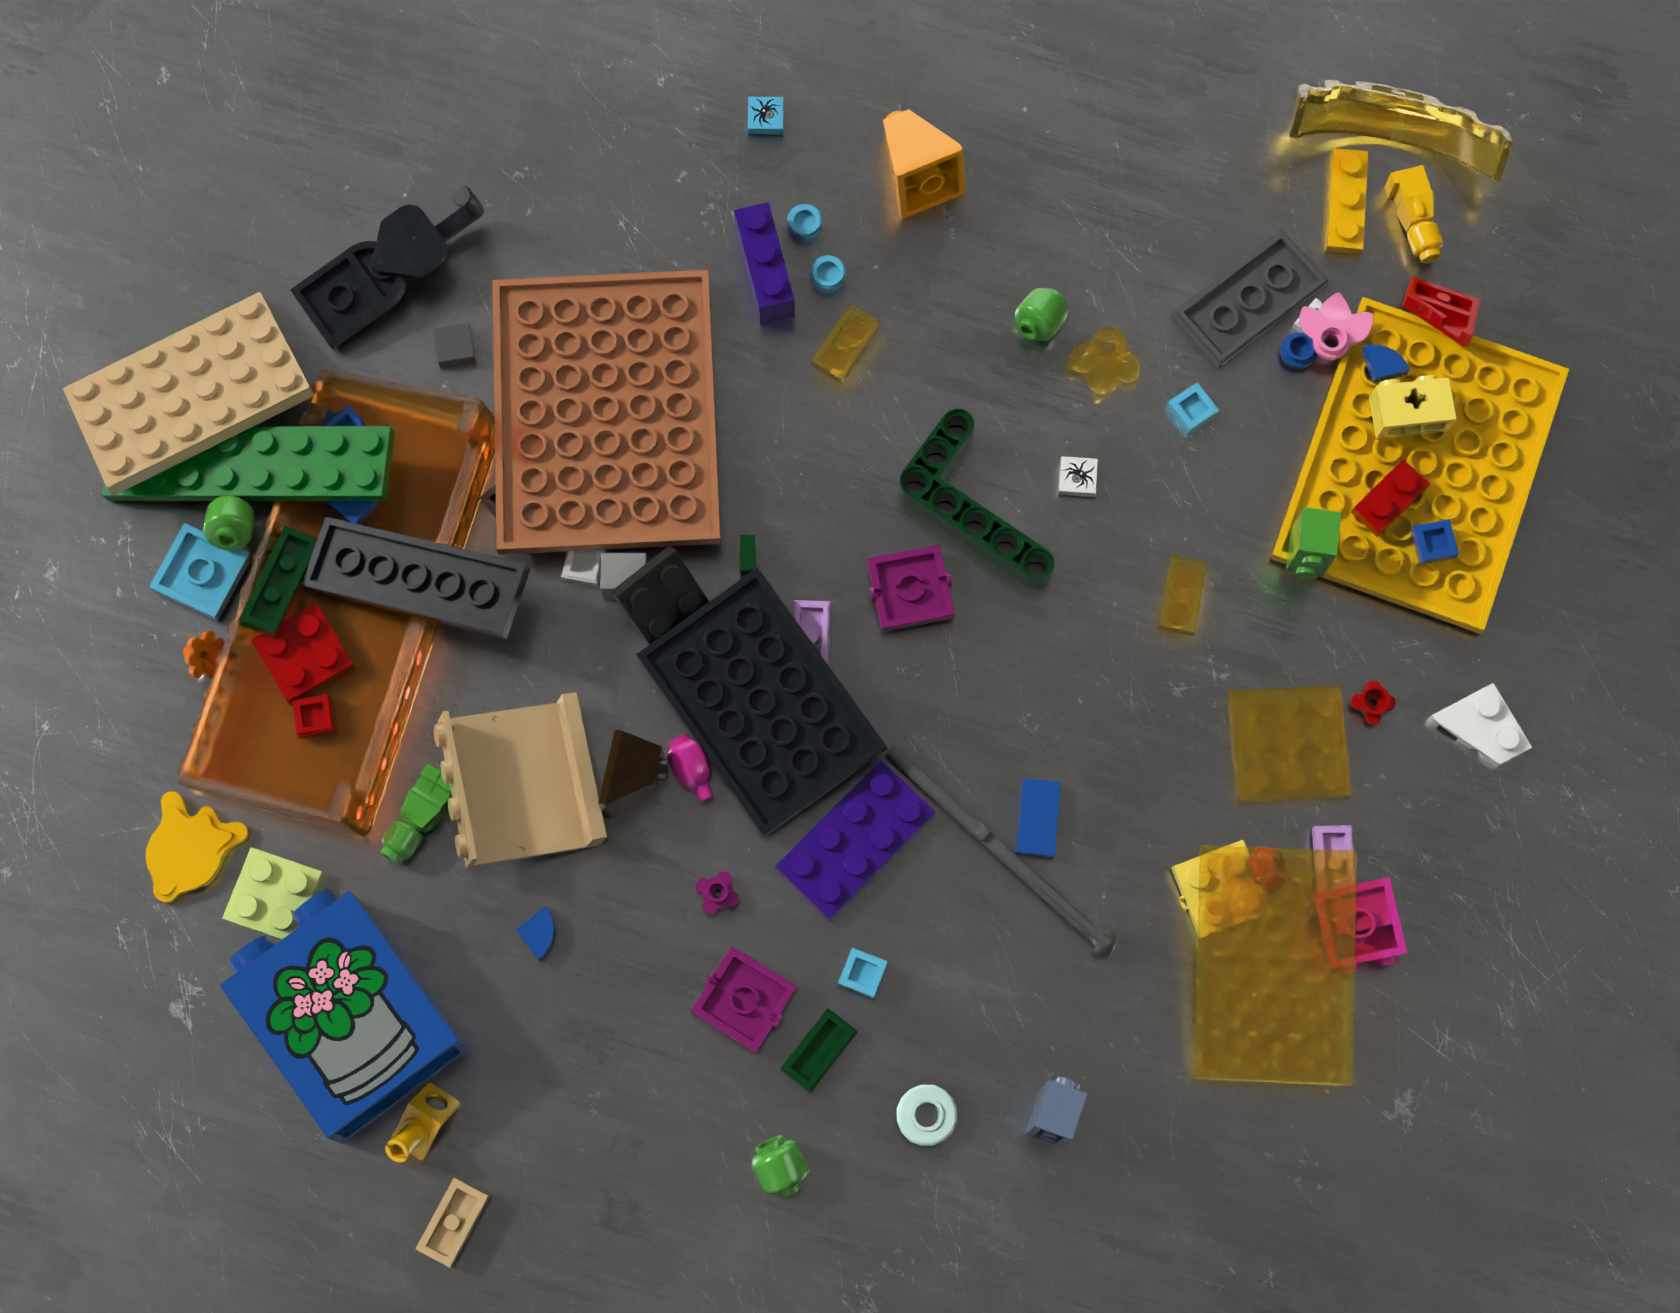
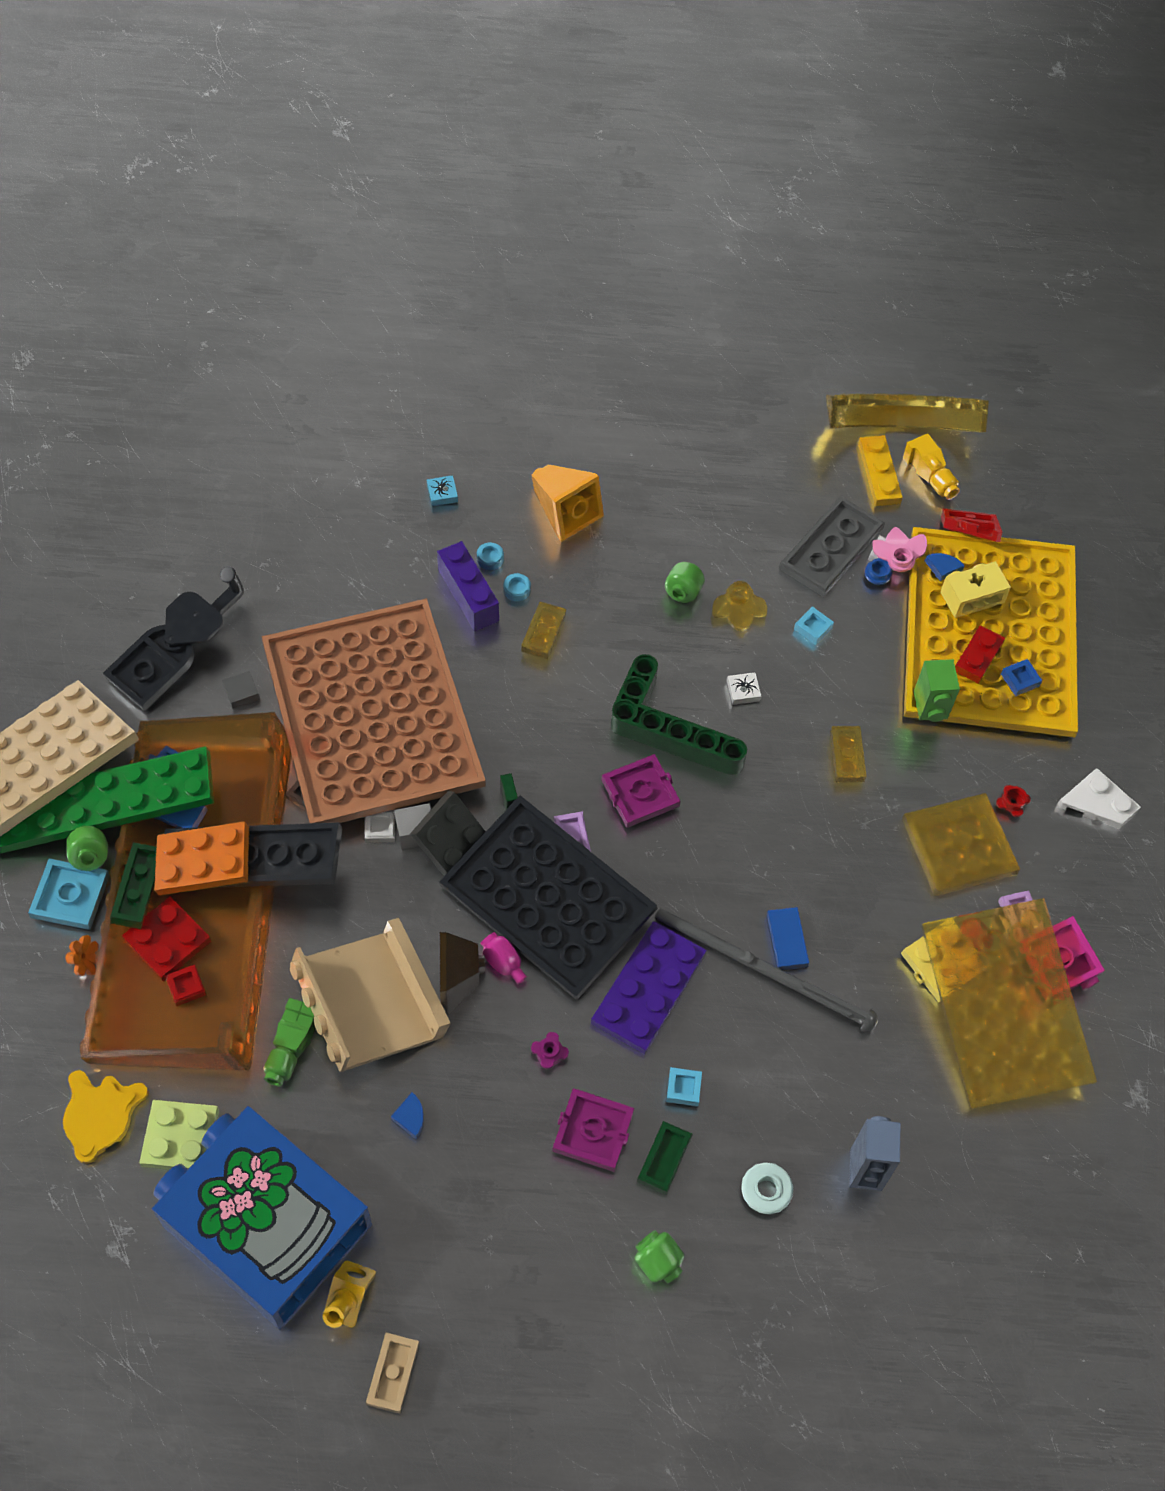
camera: 15 degrees left, 15 degrees down
(359, 568) = (202, 858): none -> orange plate

